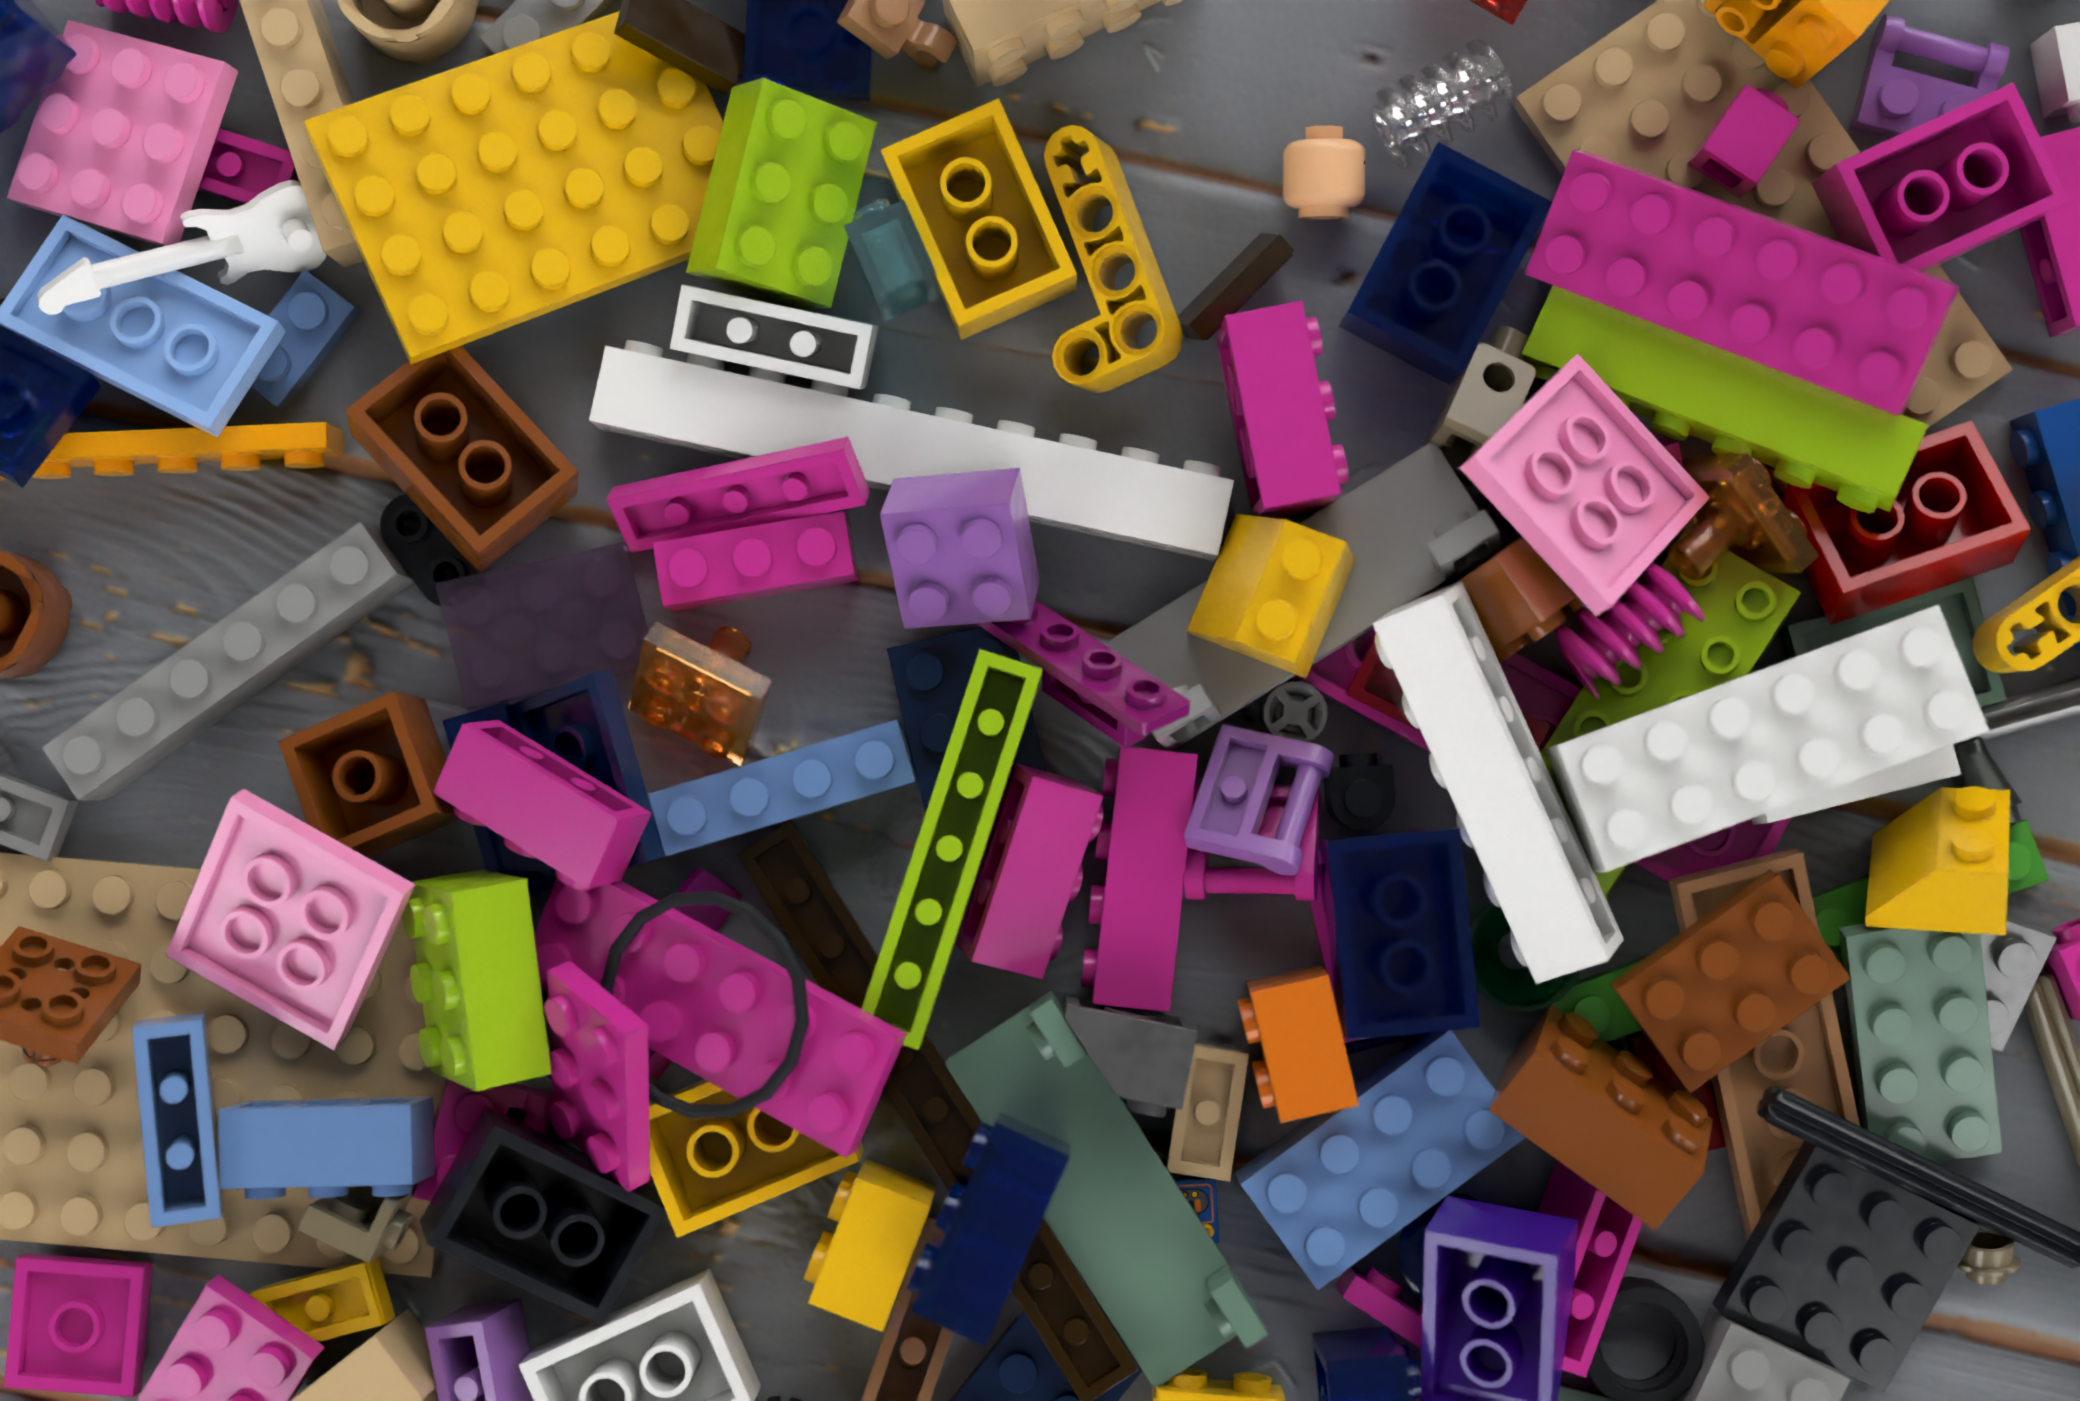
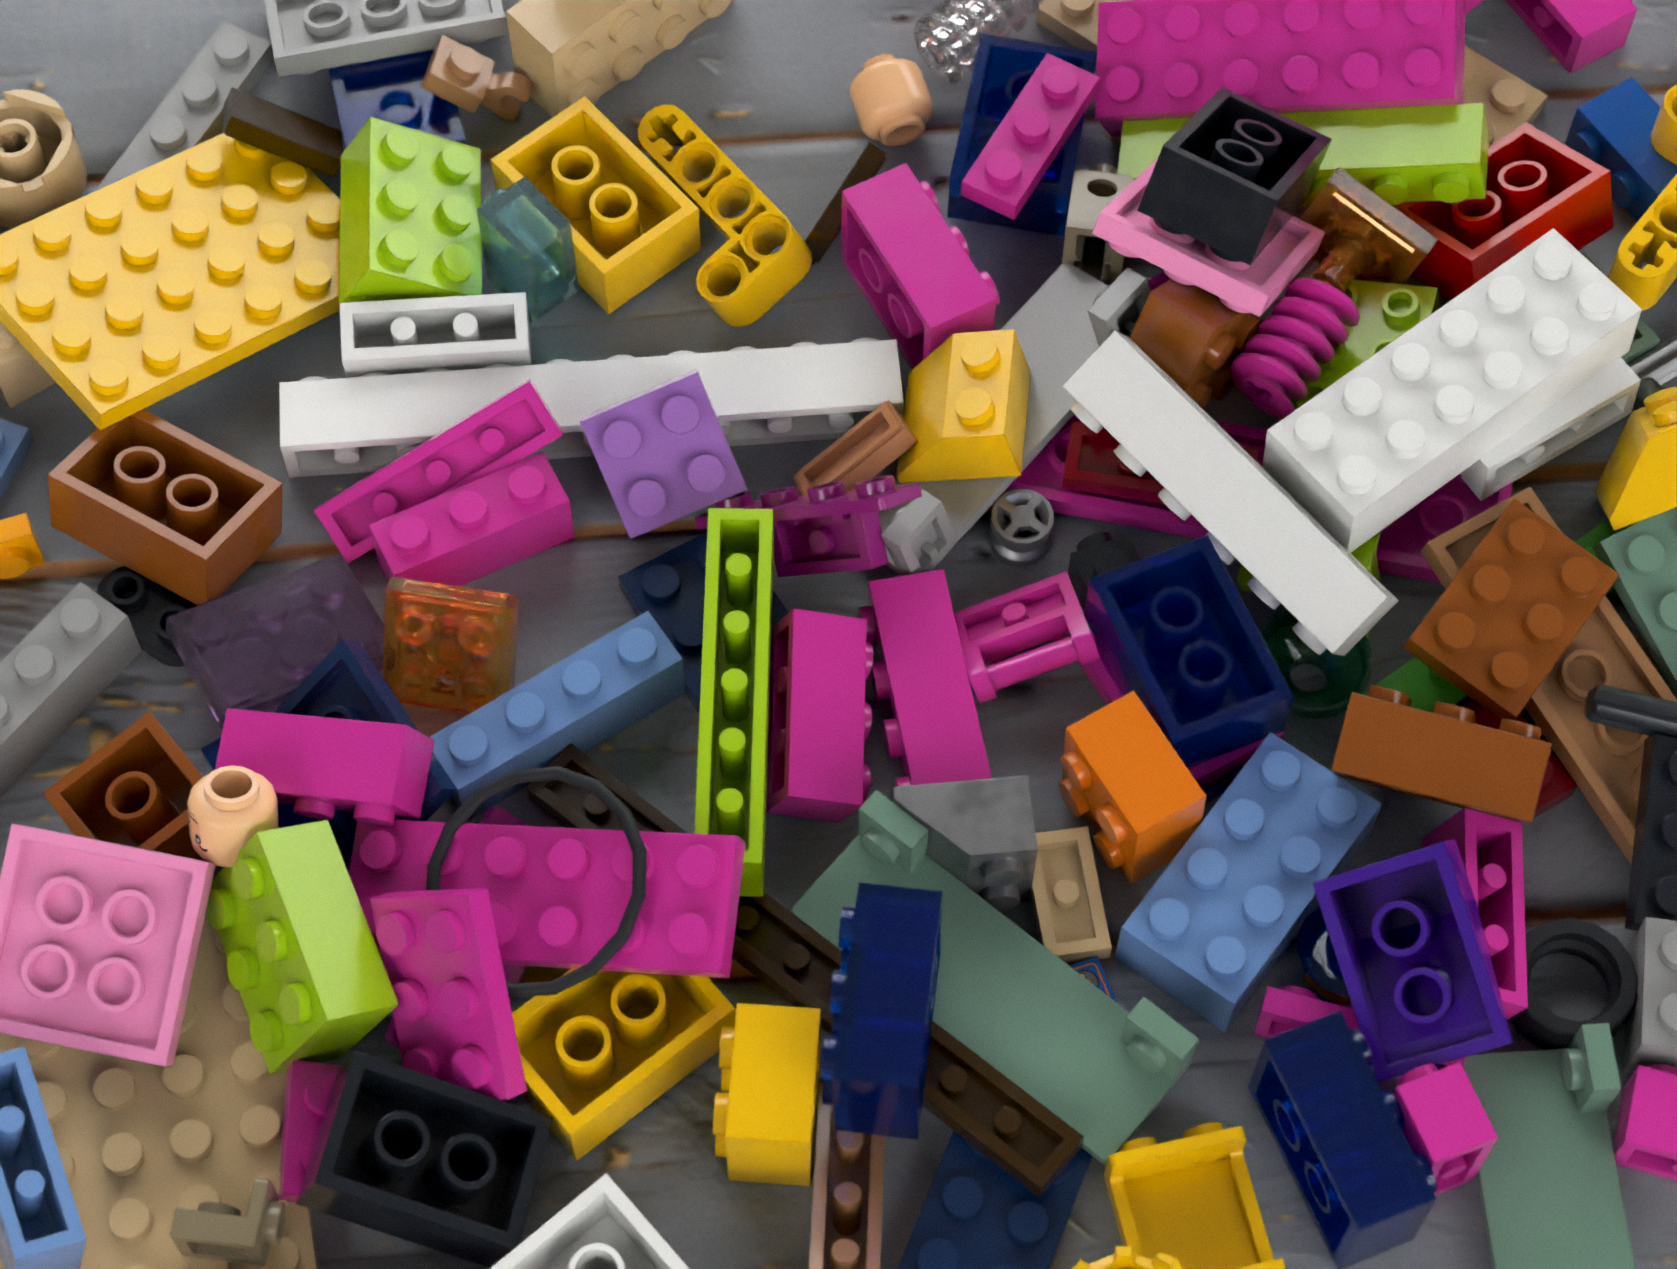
camera: 20 degrees left, 25 degrees down
(326, 1146) = (178, 1154): medium blue brick -> none
(435, 828) = (228, 811): none -> light nougat head
(1152, 599) = (860, 451): none -> nougat tile
(1238, 792) = (993, 588): medium lavender plate -> none
(1446, 293) = (1030, 136): none -> dark pink plate
(1632, 445) = (1233, 176): none -> black brick

